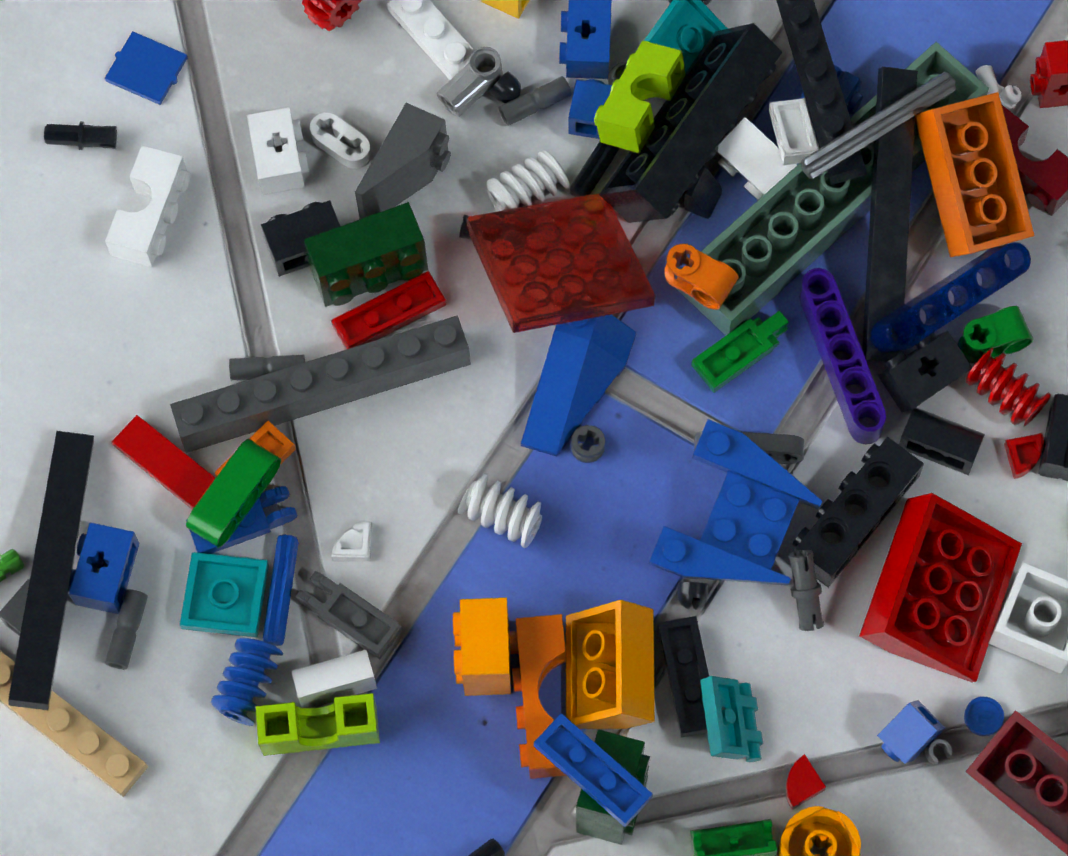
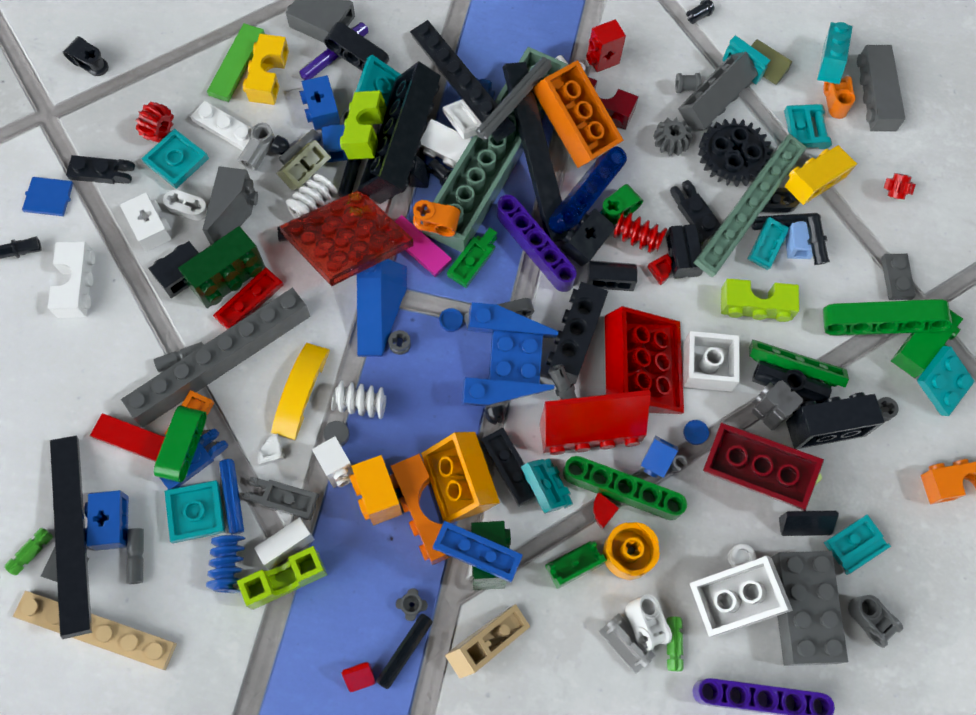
camera: 25 degrees left, 0 degrees up
(231, 49) = (99, 170): none -> black hinge
(346, 64) = (175, 158): none -> teal plate
(419, 468) = (298, 390): none -> yellow slope
(437, 588) = (334, 462): none -> white brick
(454, 549) = (338, 430): none -> dark grey tile
(487, 811) = (419, 604): none -> dark grey plate
(531, 131) = (303, 165): none -> olive brick
(670, 314) = (424, 250): none -> dark pink tile
(675, 433) = (451, 320): none -> blue piece
(733, 199) = (438, 171): none -> black pin
(830, 651) = (595, 422): none -> red slope
(850, 778) = (636, 485): none -> green beam

